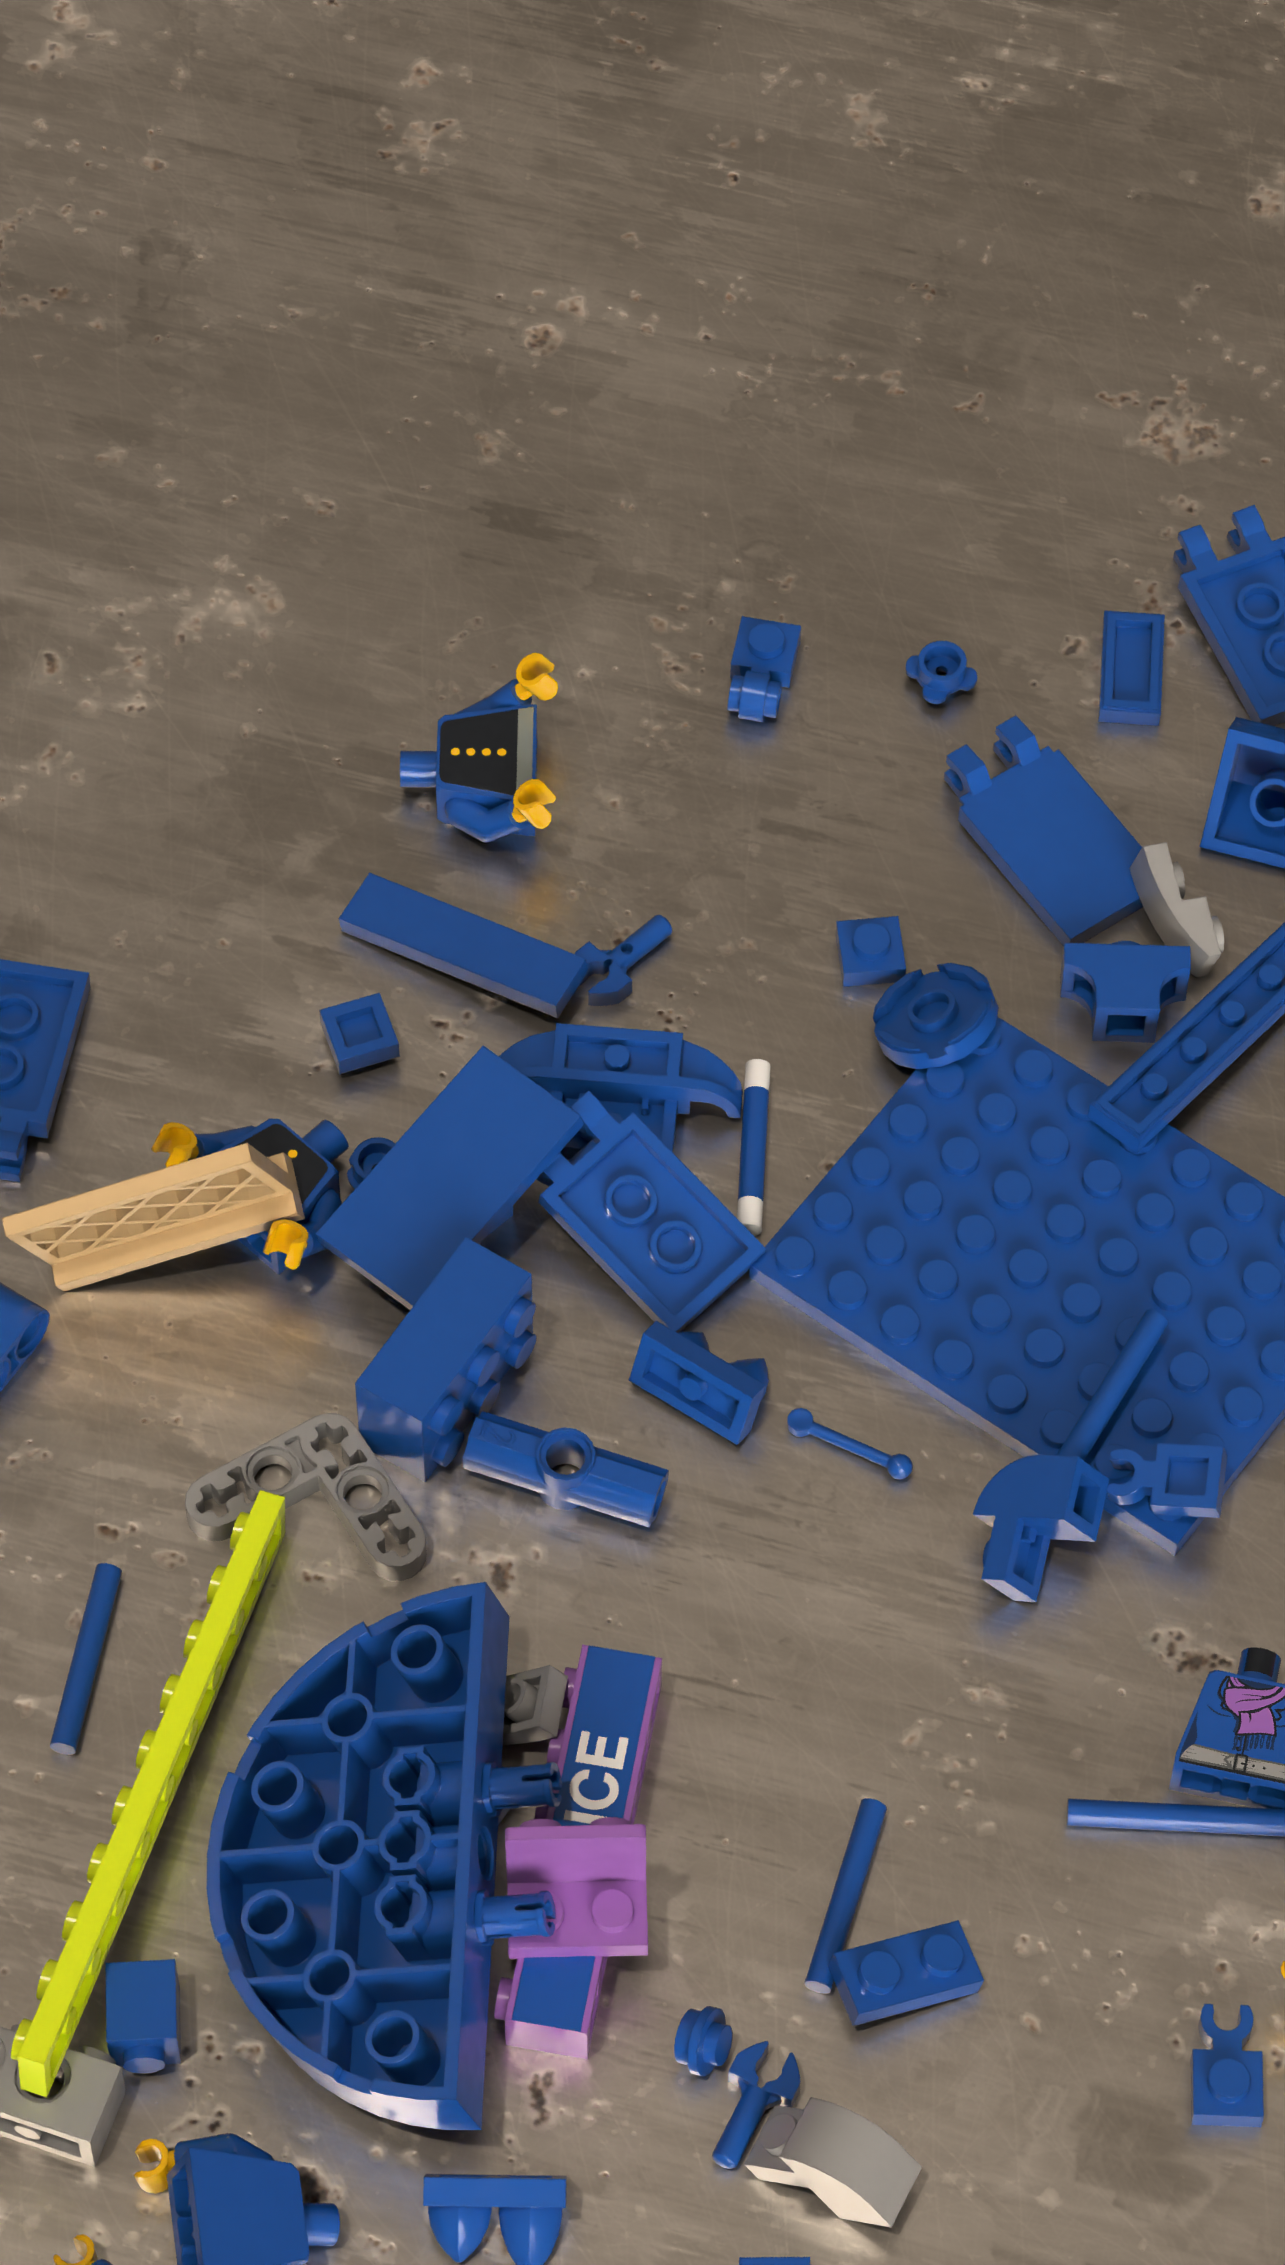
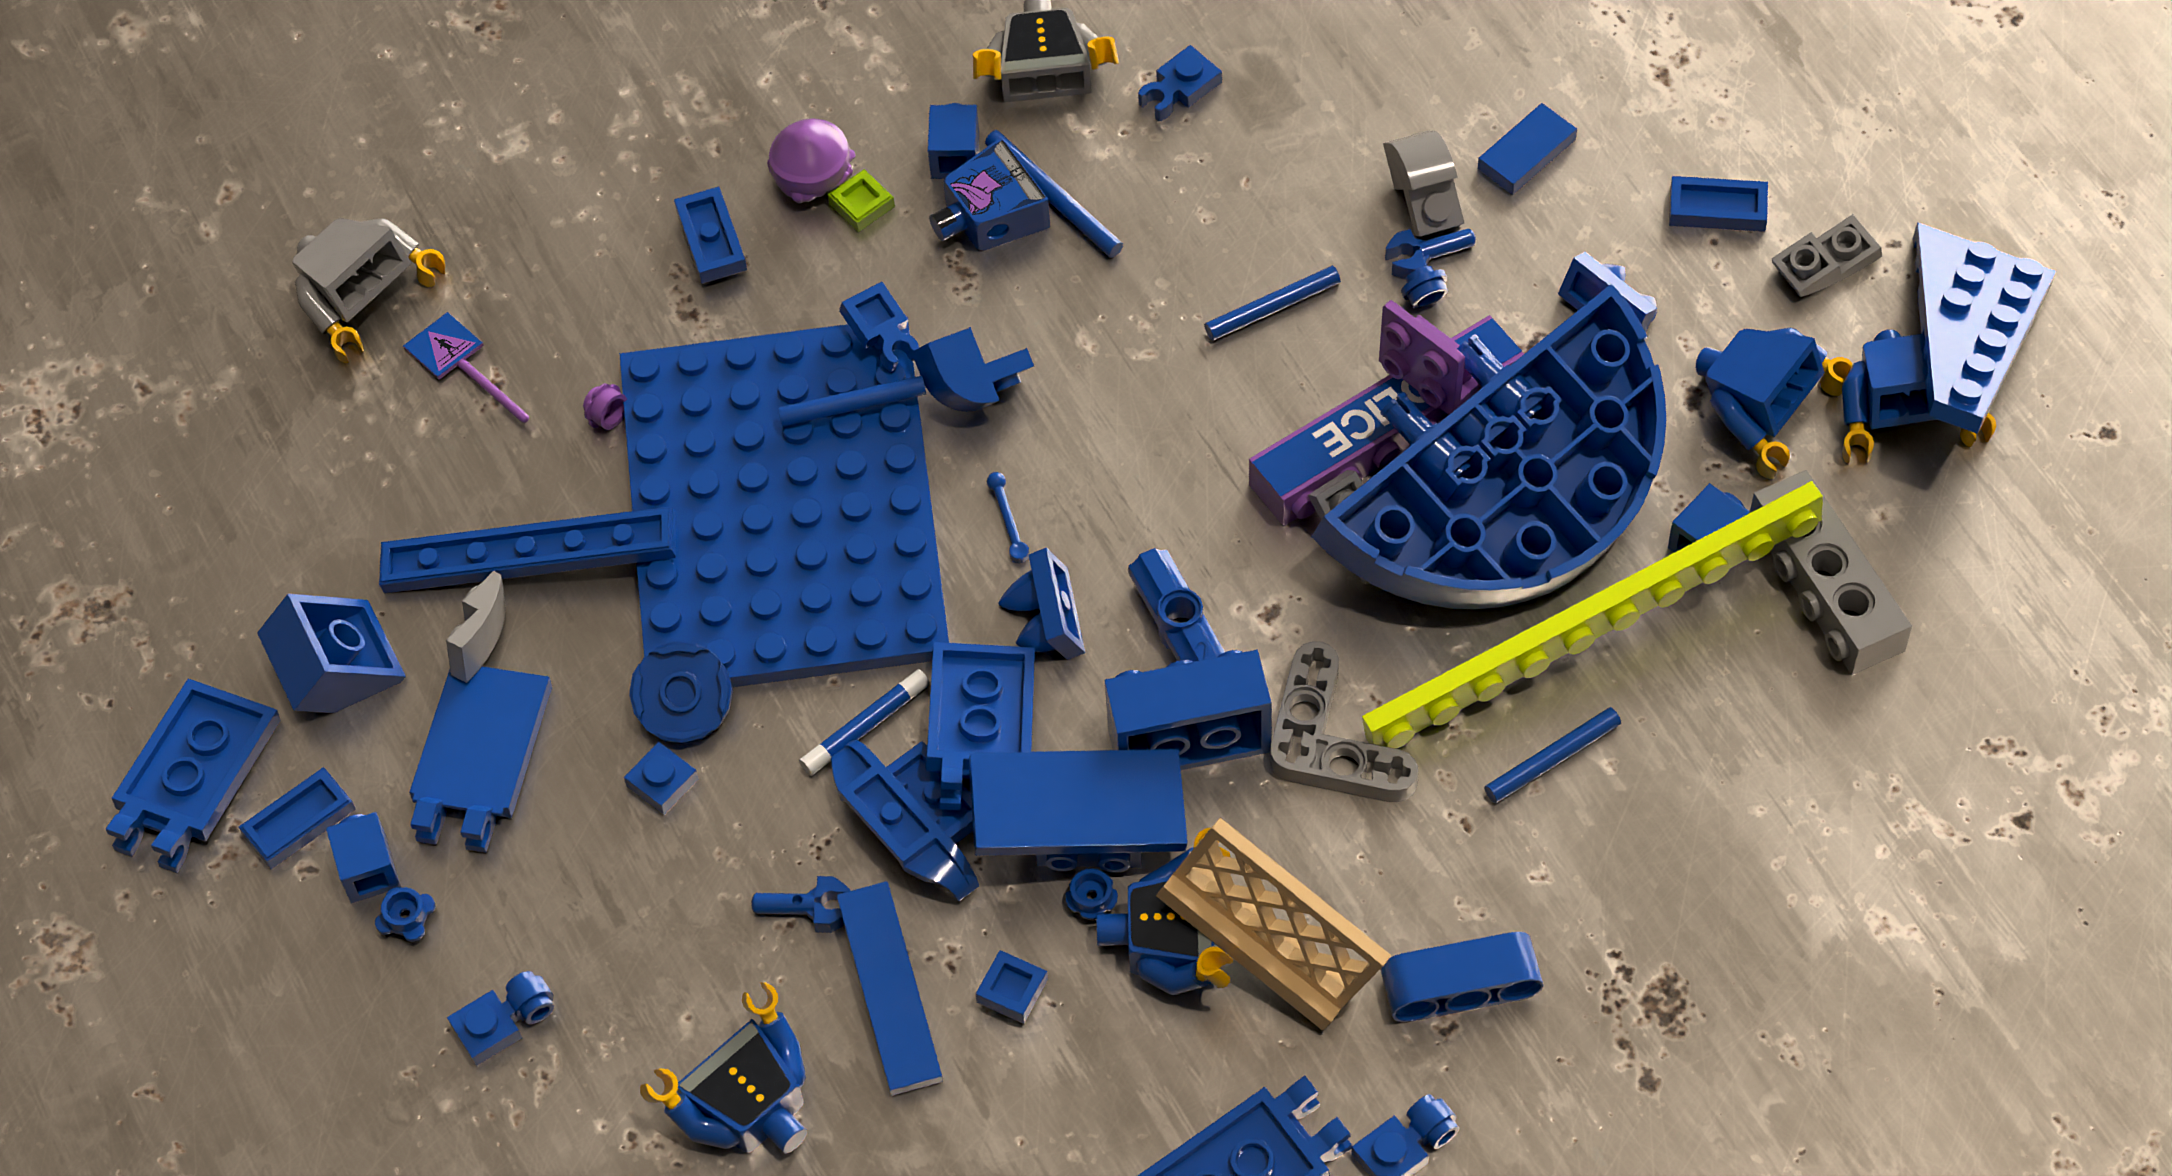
camera: 130 degrees left, 0 degrees up
(905, 1973) = (1287, 238): blue plate -> none
(1028, 672) = (363, 856): none -> blue brick
(1124, 985) = (557, 617): blue brick -> none

